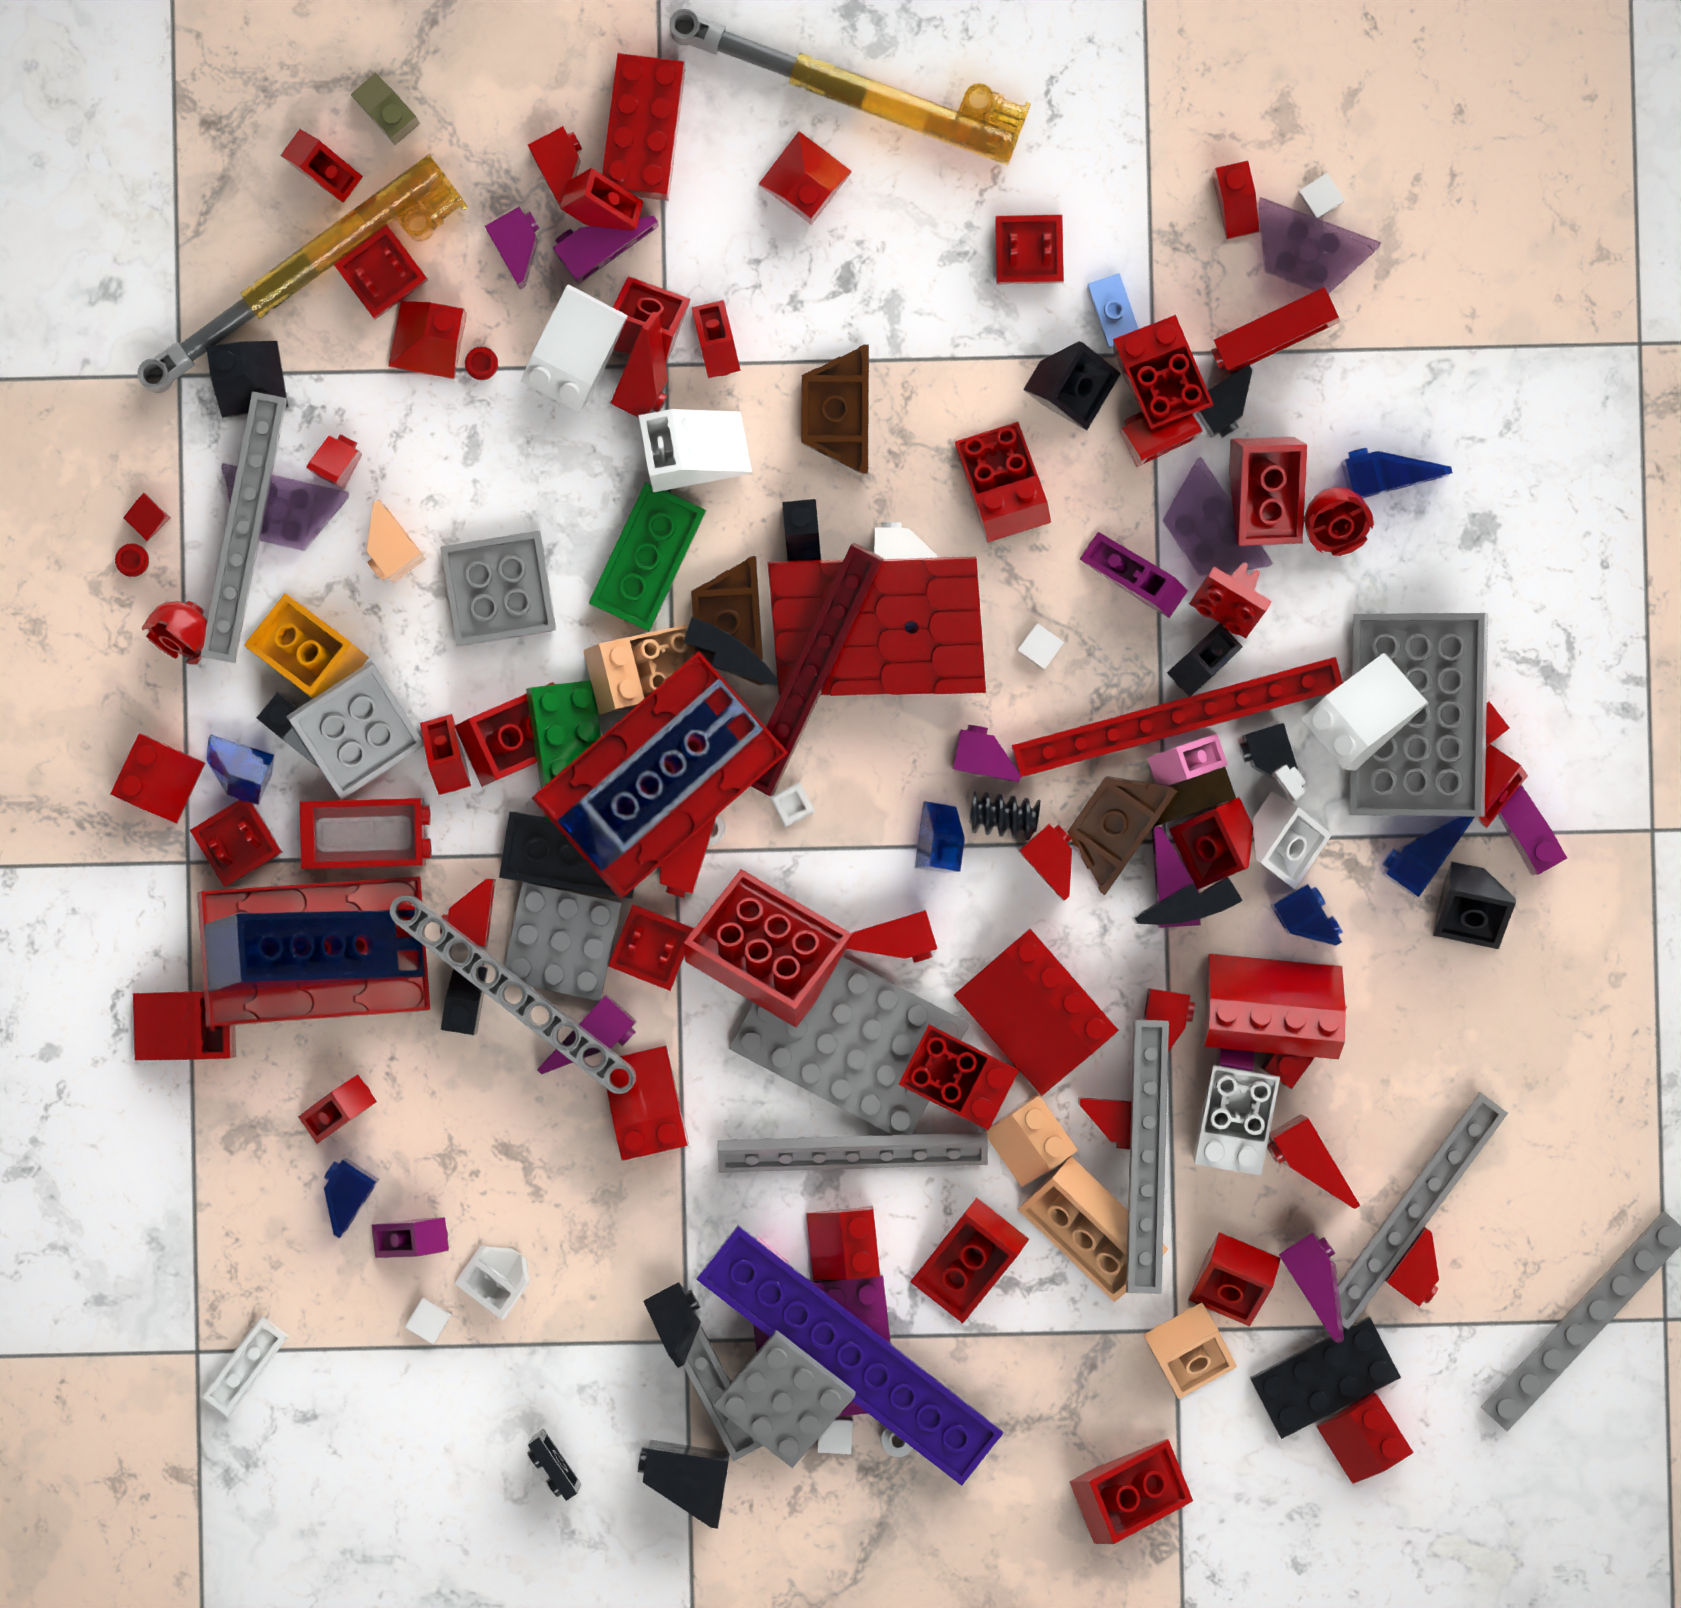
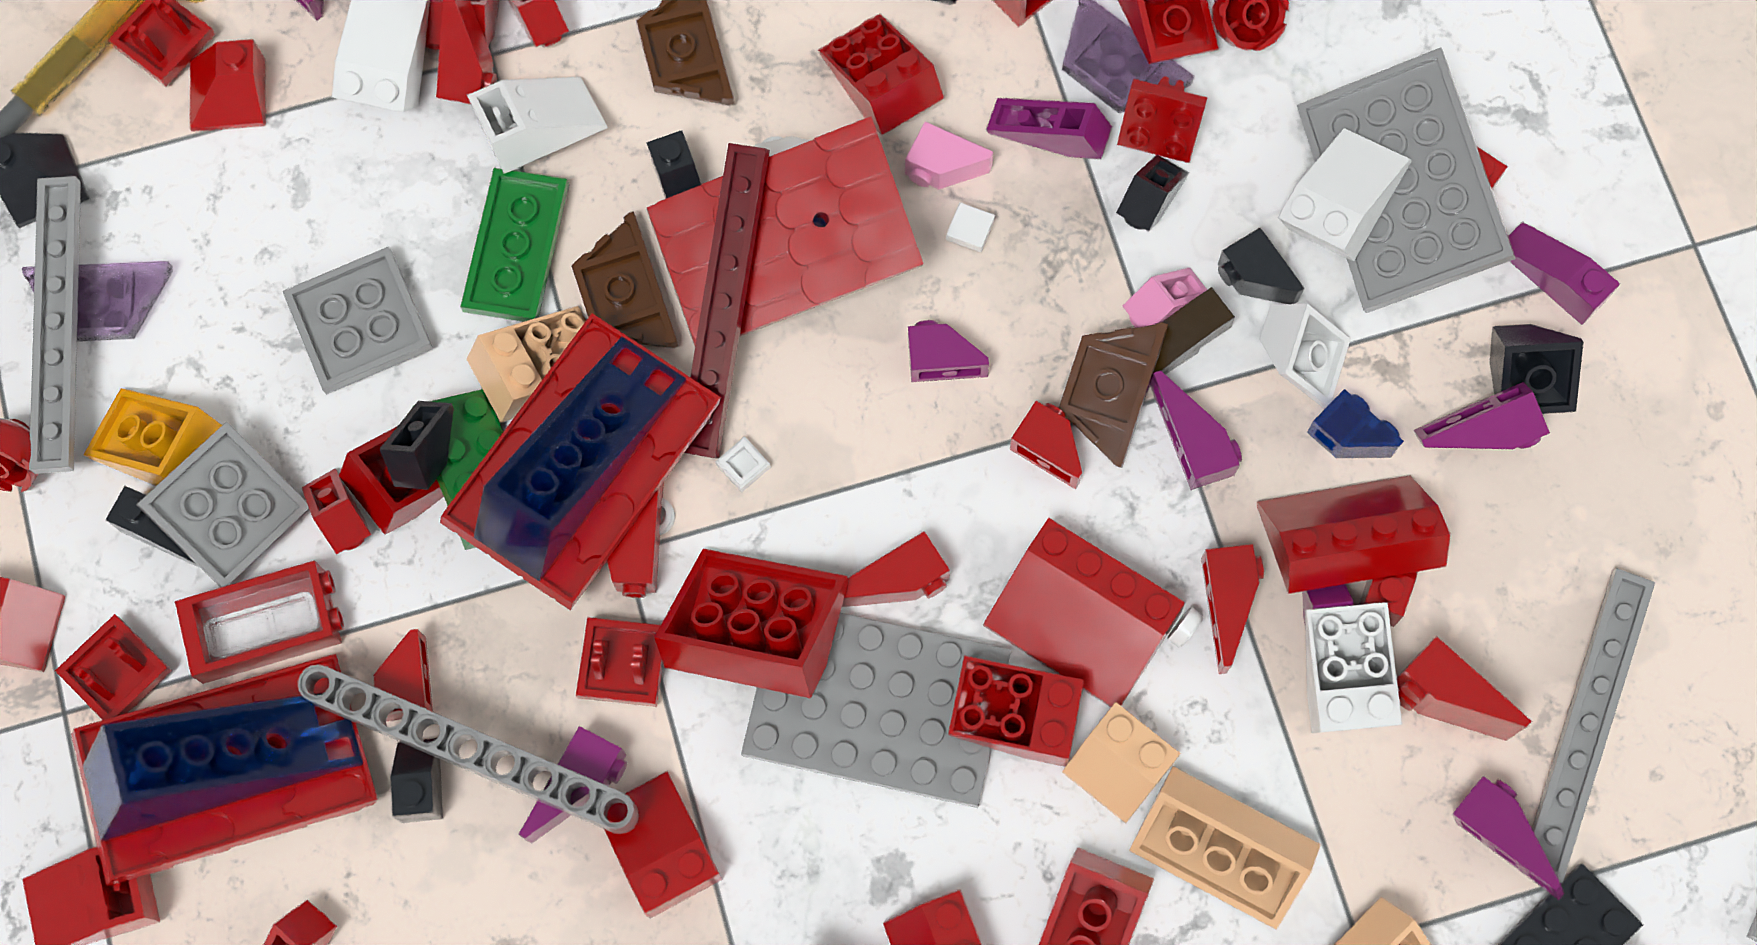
camera: 10 degrees left, 15 degrees down
(240, 768) = (102, 585): clear blue slope -> none
(335, 460) = (145, 232): red slope -> none
(390, 546) = (225, 300): light nougat slope -> none
(481, 363) = (289, 99): red plate -> none
(530, 729) = (419, 445): none -> black slope
(542, 855) = (477, 591): black plate -> none
(562, 940) = (518, 682): light grey plate -> none
(729, 652) = (629, 311): black slope -> none
(852, 1152) = (916, 834): light grey plate -> none
(940, 839) = (918, 455): clear blue slope -> none
(1004, 815) = (983, 409): black piece -> none
(1034, 580) = (945, 159): none -> bright pink slope
(1111, 1117) = (1213, 711): red slope -> none
(1116, 1044) = (1185, 627): none -> white tile
(1147, 1156) = (1265, 739): light grey plate -> none
(1177, 717) = (1138, 260): red plate -> none
(1190, 905) = (1221, 440): black slope -> none
(1215, 842) = (1226, 374): red slope -> none
(1235, 1279) = (1410, 860): red slope -> none
(1290, 781) = (1288, 280): white plate -> none
(1417, 1270) = (1618, 791): red slope -> none
(1420, 945) = (1497, 422): none -> magenta slope
(1421, 858) = (1456, 336): clear blue slope -> none
(1502, 780) = (1521, 221): red slope -> none

